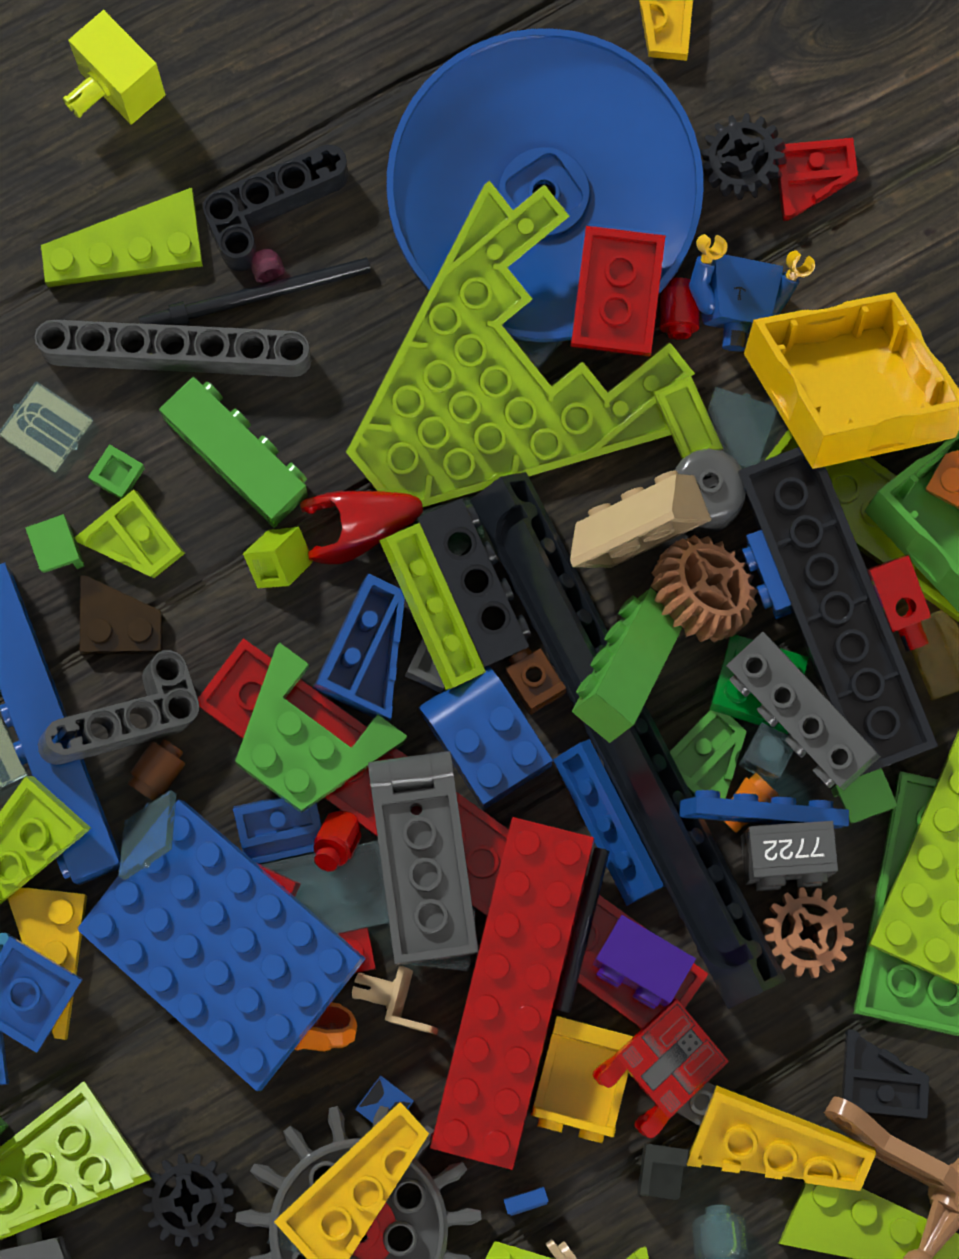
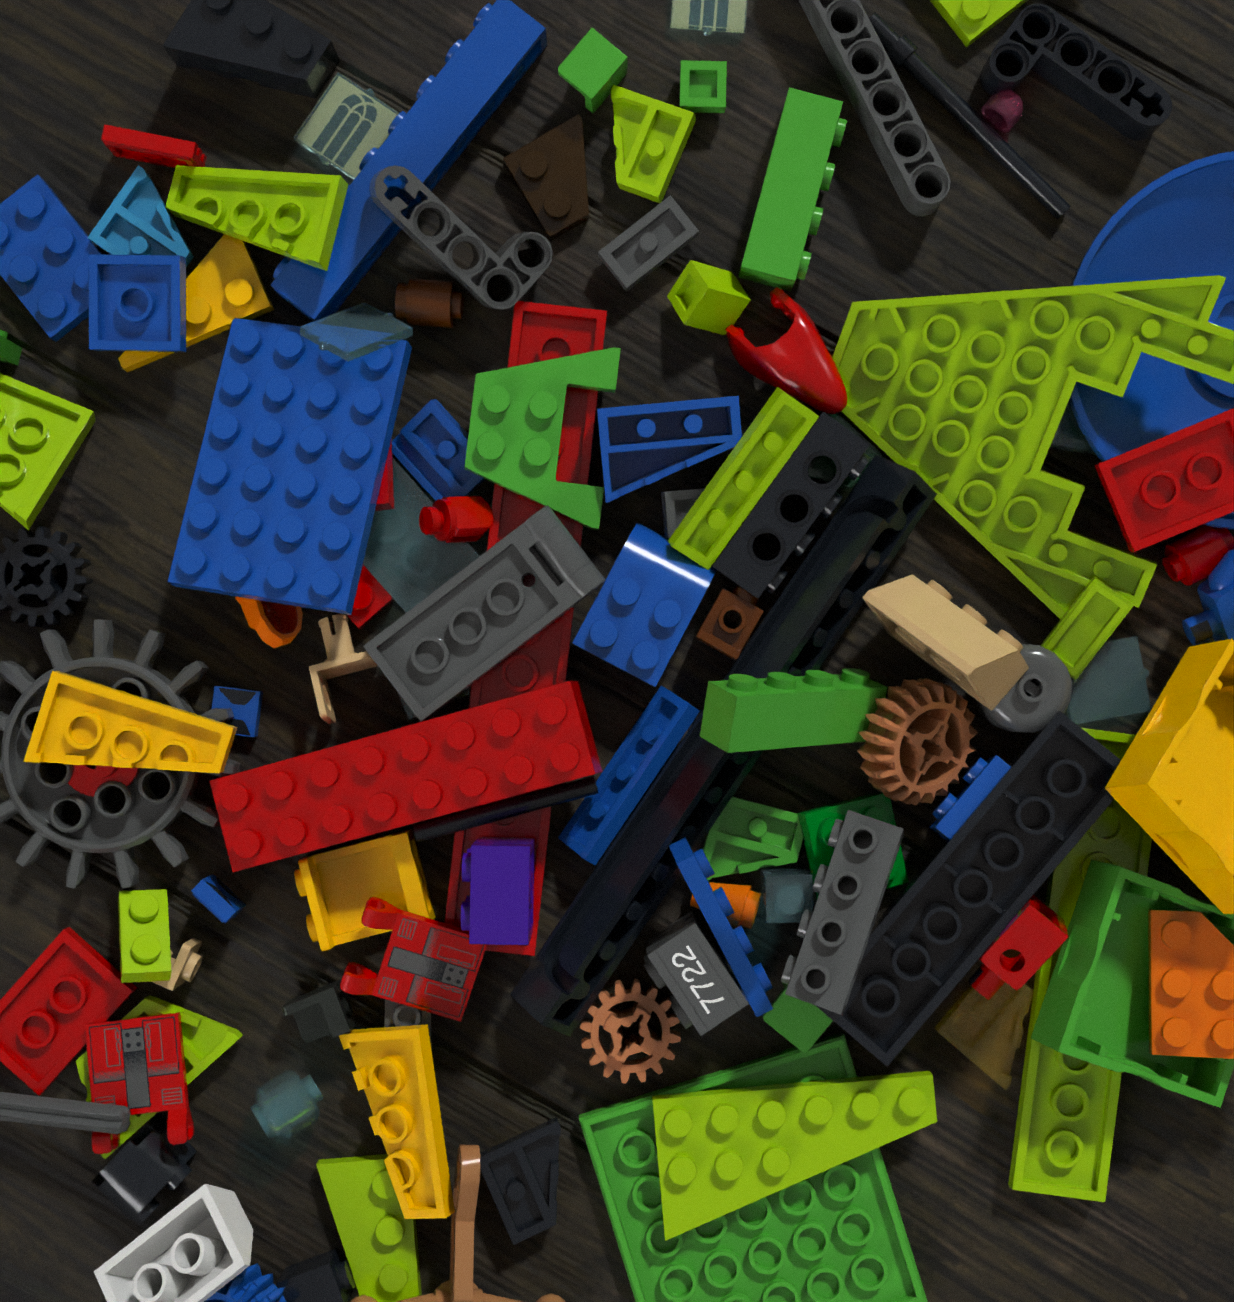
camera: 65 degrees right, 10 degrees up
(210, 579) = (648, 243): none -> dark grey plate

